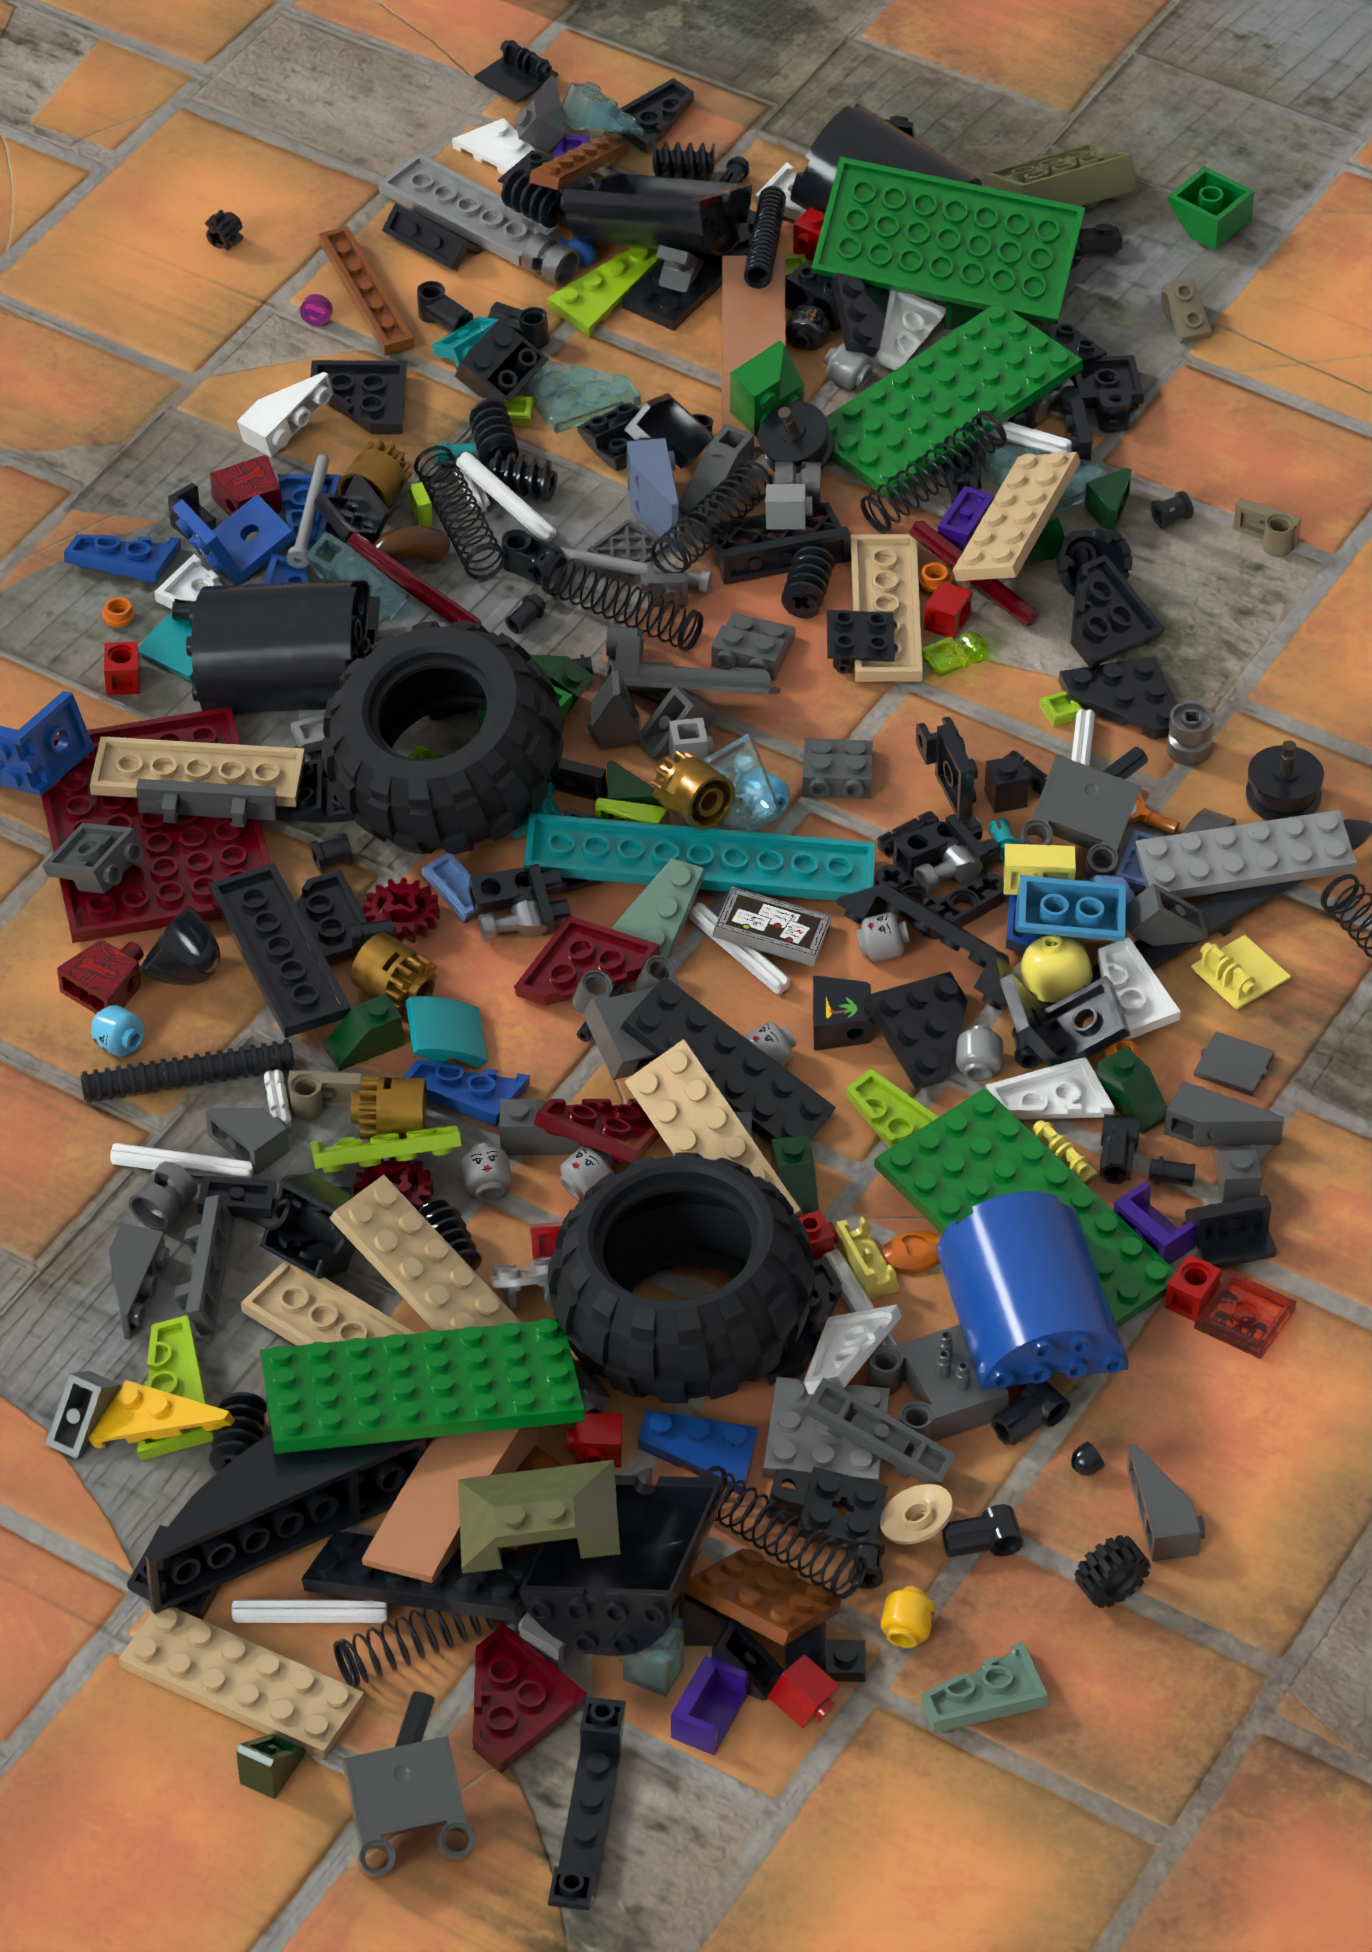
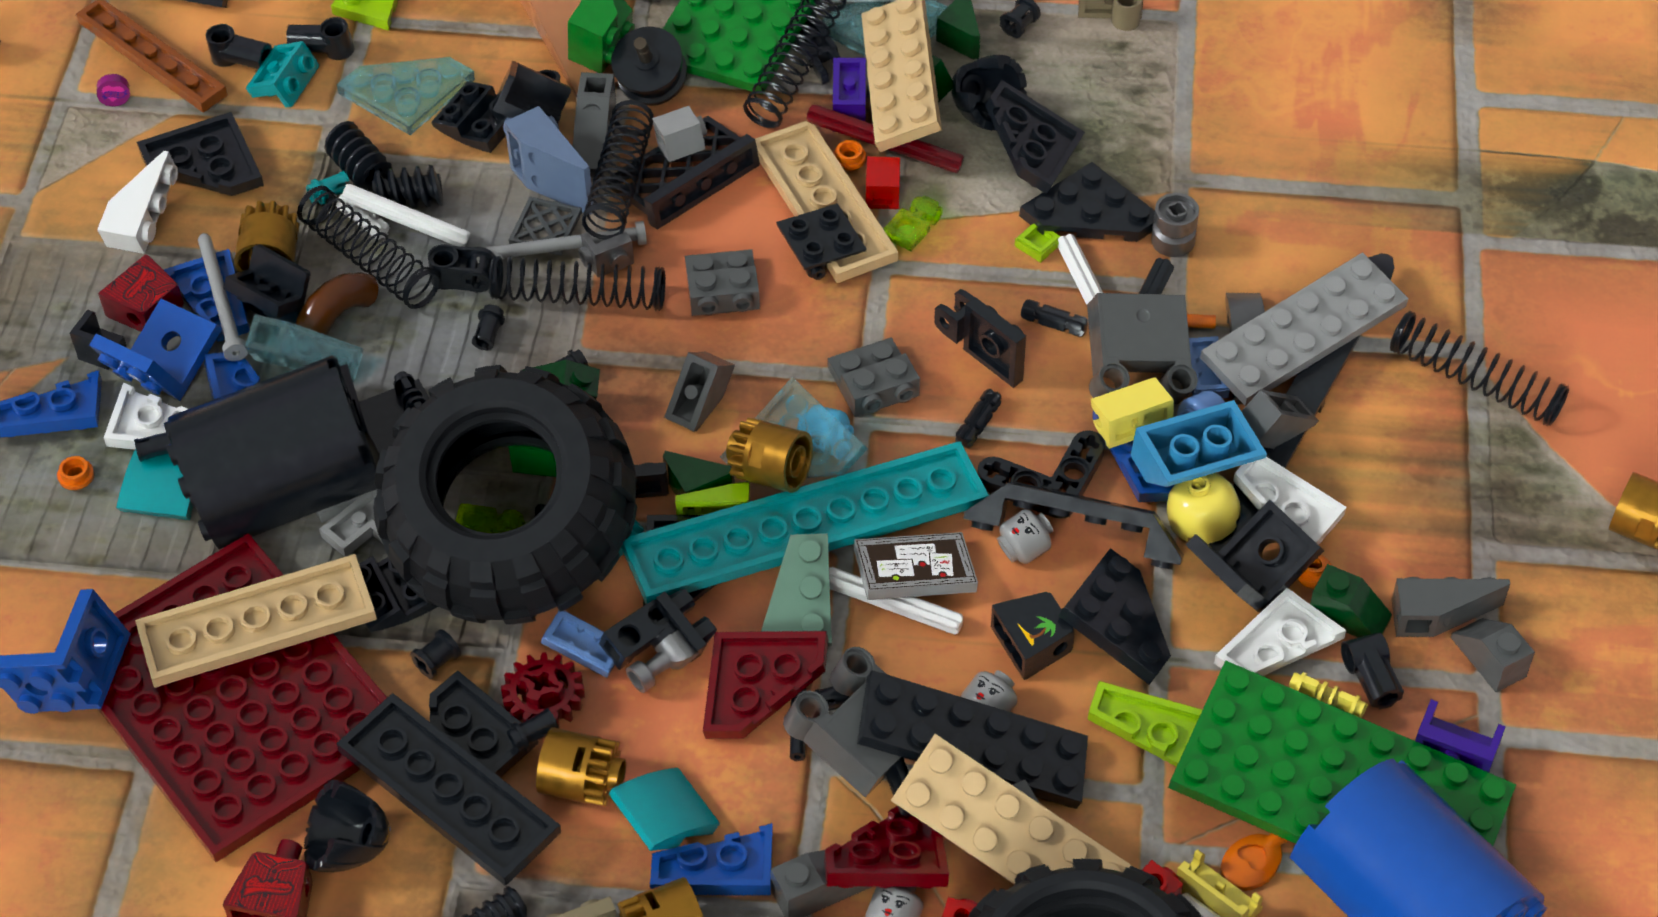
camera: 25 degrees left, 5 degrees up
(95, 856) = (199, 758): dark grey plate -> none
(122, 668) = (112, 532): red brick -> none
(207, 800) = (283, 648): dark grey hinge -> none
(365, 1033) = (582, 845): dark green slope -> none
(410, 581) = (368, 337): dark red axle -> none
(421, 505) = (325, 252): lime tile -> none
(500, 364) = (328, 85): black slope -> none
(521, 411) = (366, 122): lime tile -> none
(613, 714) = (638, 402): dark grey slope -> none
(625, 654) = (622, 352): dark grey panel -> none
(690, 736) = (727, 406): light grey brick -> none
(796, 1169) = (1100, 820): dark green slope -> none
(807, 474) = (679, 96): flat silver wheel -> none
(807, 581) = (739, 200): black piece -> none
(947, 842) = (1033, 416): black hips -> none
(979, 1053) = (1188, 623): light grey head -> none
(1003, 835) = (1077, 397): teal pin -> none
(1007, 783) = (1045, 335): black brick -> none
(1024, 1054) = (1227, 602): black pin -> none
(1171, 1172) = (1427, 678): black pin -> none
(1192, 1287) = (1531, 805): red brick -> none
(1233, 1231) = (1531, 714): black bracket -> none
(1234, 1063) = (1412, 538): dark grey piece -> none
(1239, 971) = (1361, 443): light yellow hinge -> none
(1245, 1315) = (1593, 799): clear red tile -> none
(1284, 782) = (1288, 243): black wheel -> none

